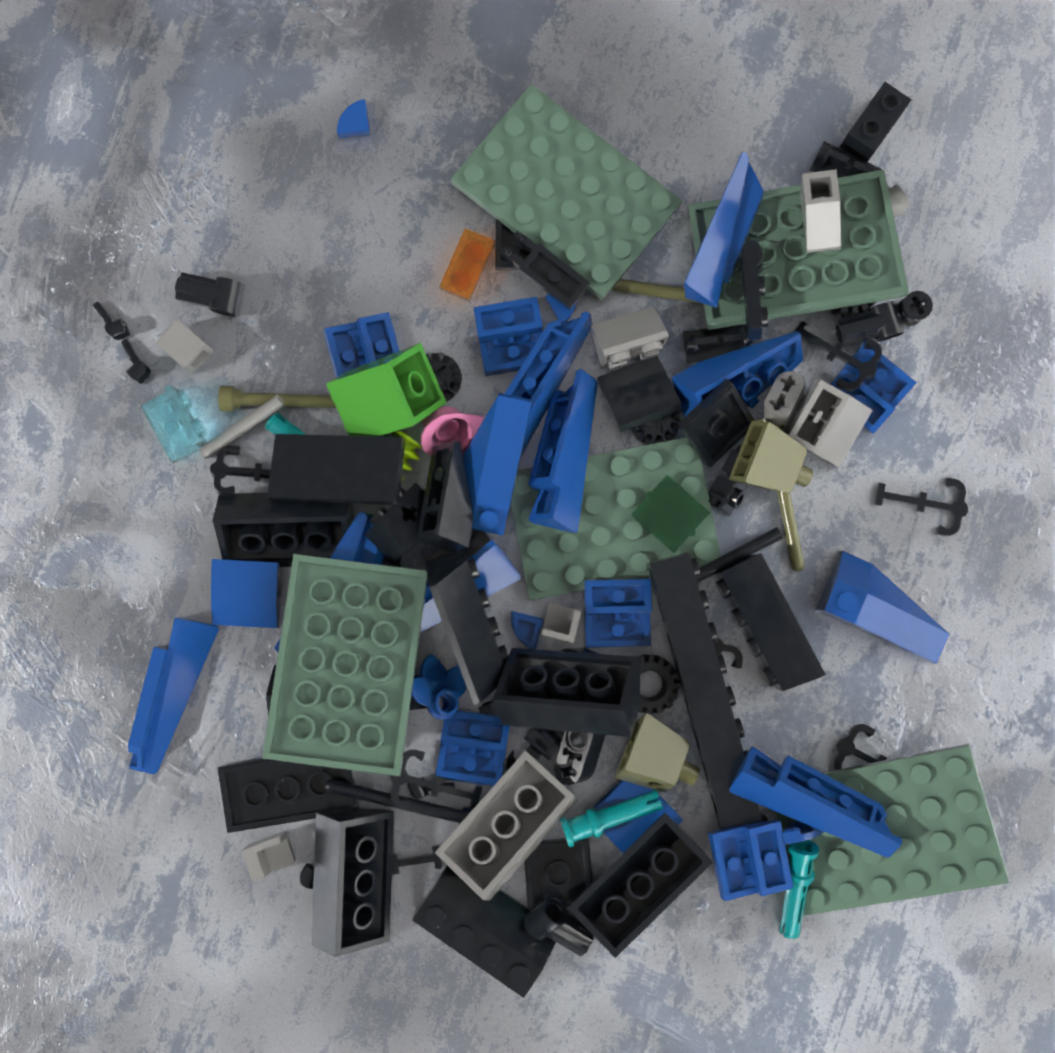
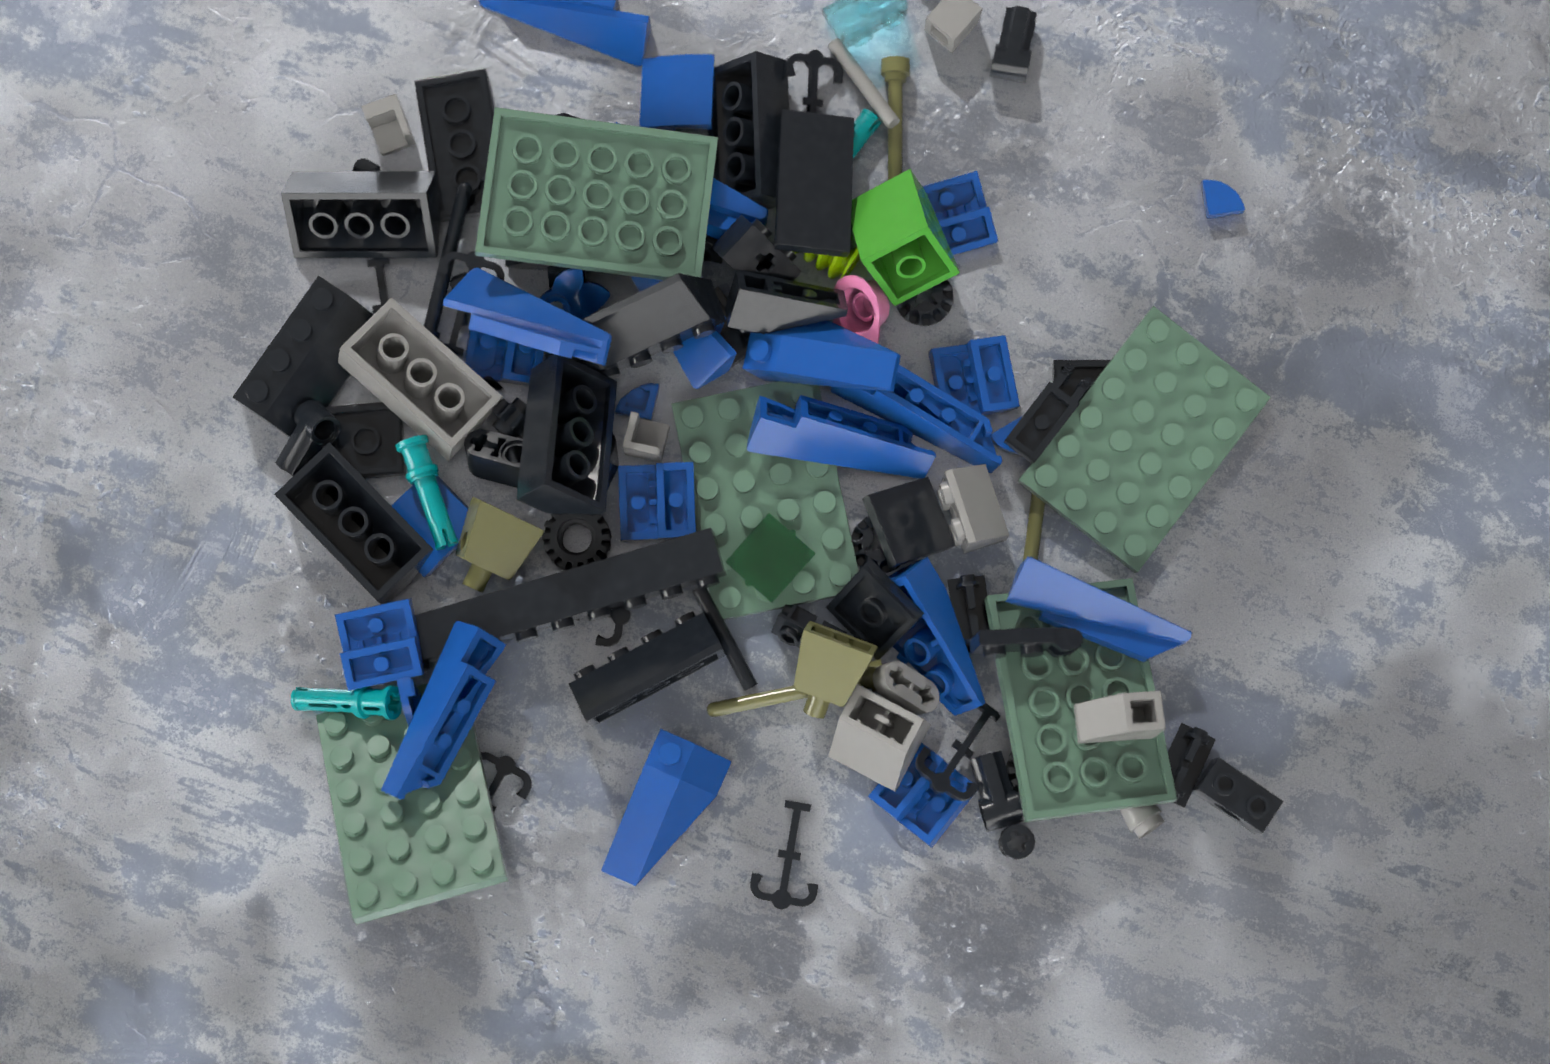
camera: 90 degrees right, 5 degrees down
(460, 730) = (525, 319): none -> blue wedge
(467, 265) = (1054, 328): clear orange plate -> none

